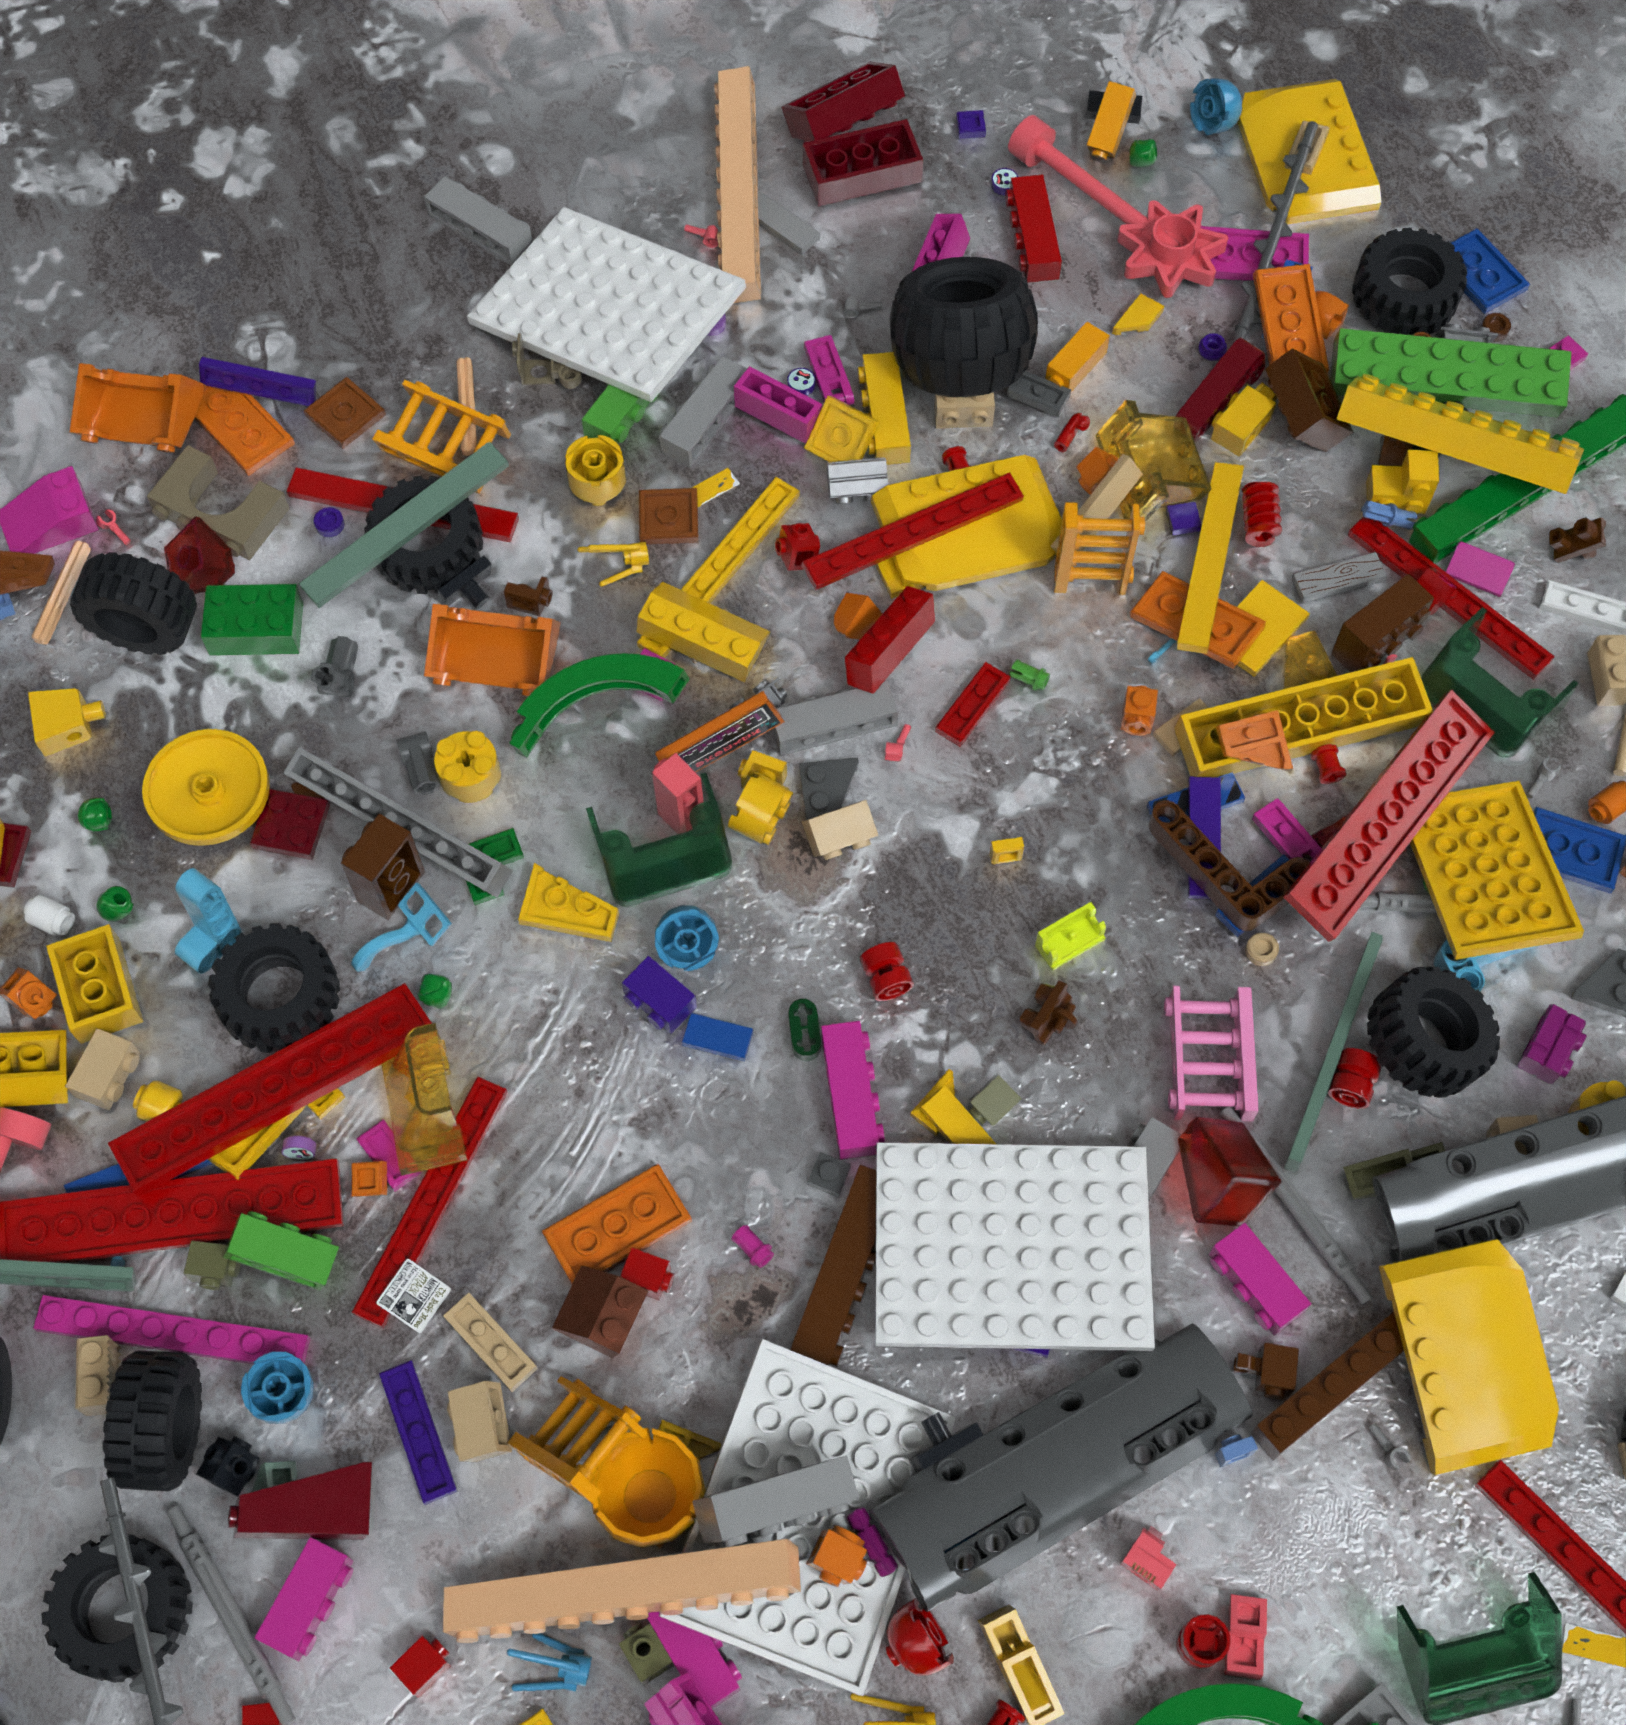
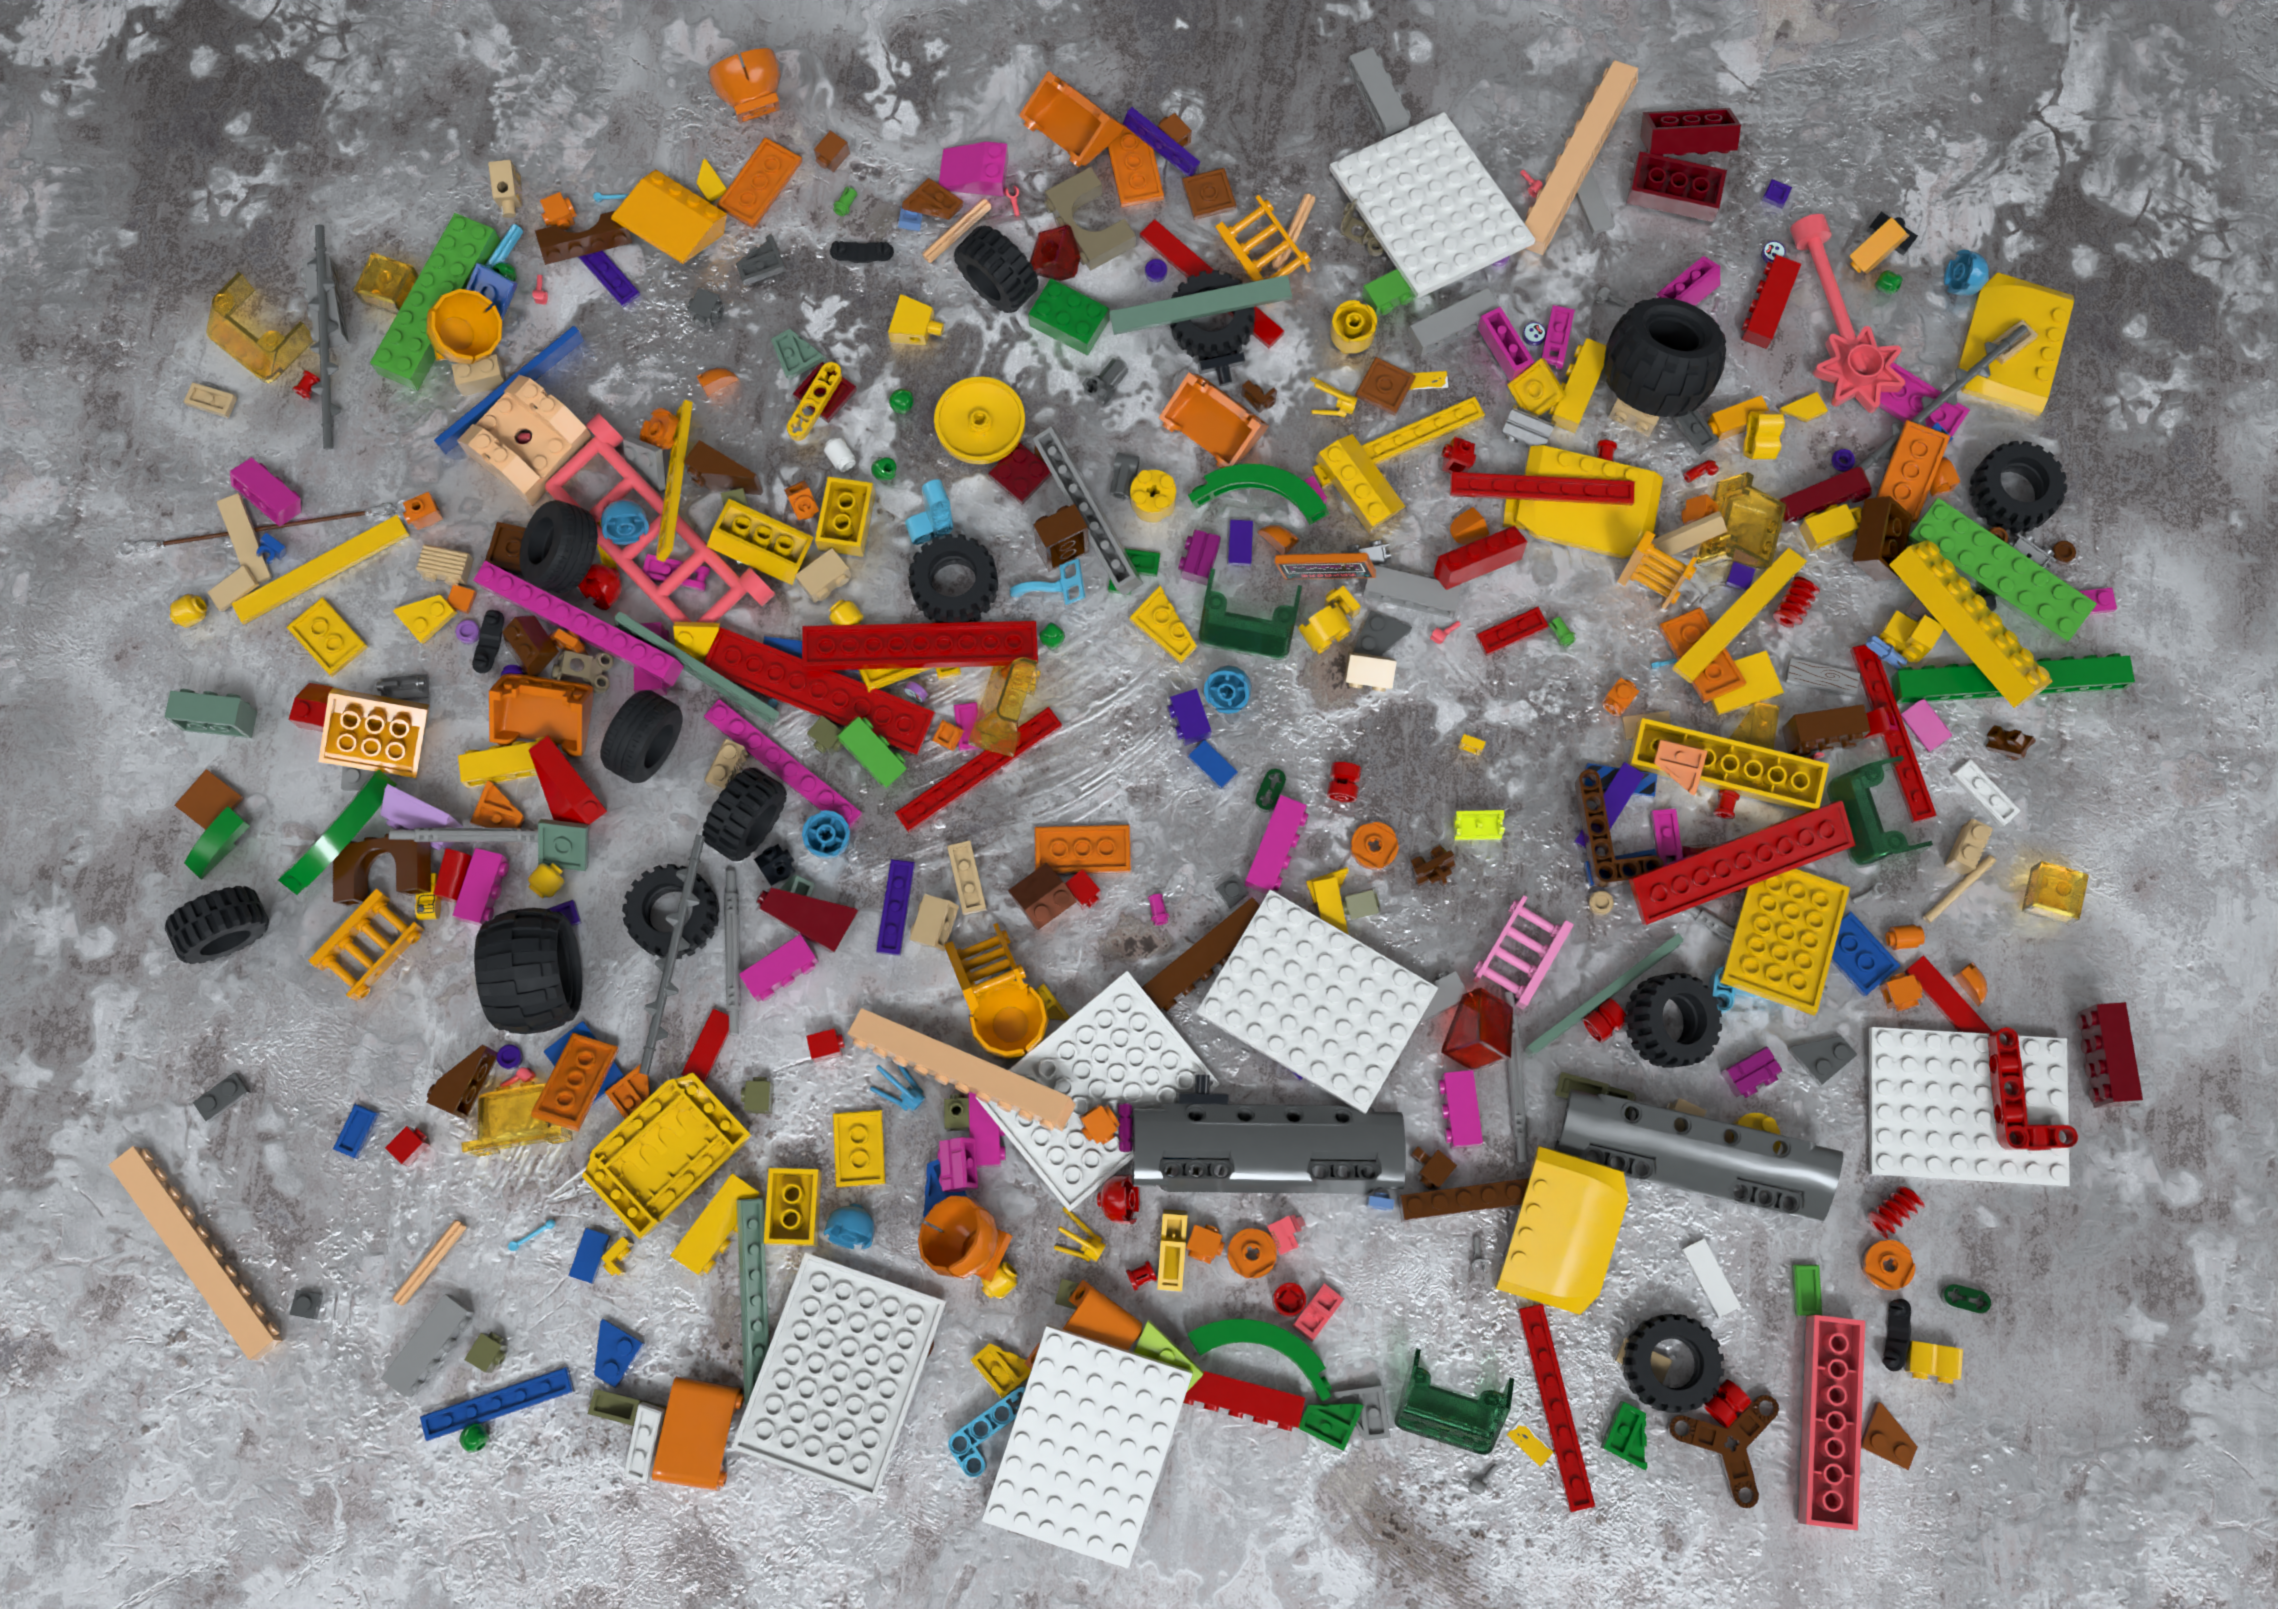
camera: 30 degrees right, 10 degrees up
(268, 359) = (1176, 129): none -> dark orange brick
(413, 1296) = (936, 823): sticker -> none
(564, 807) = (1200, 556): none -> magenta brick
(602, 768) = (1240, 543): none -> dark purple tile
(643, 738) = (1279, 537): none -> orange brick
(676, 792) = (1275, 589): coral brick -> none
(775, 1500) = (1078, 1070): light grey brick -> none
(953, 1040) = (1374, 859): none -> orange plate
(1056, 1633) = (1205, 1243): none -> orange brick
(1115, 359) = (1763, 435): none -> yellow brick
(1141, 1604) = (1265, 1258): none -> orange plate
(1489, 274) = (2084, 506): blue tile -> none

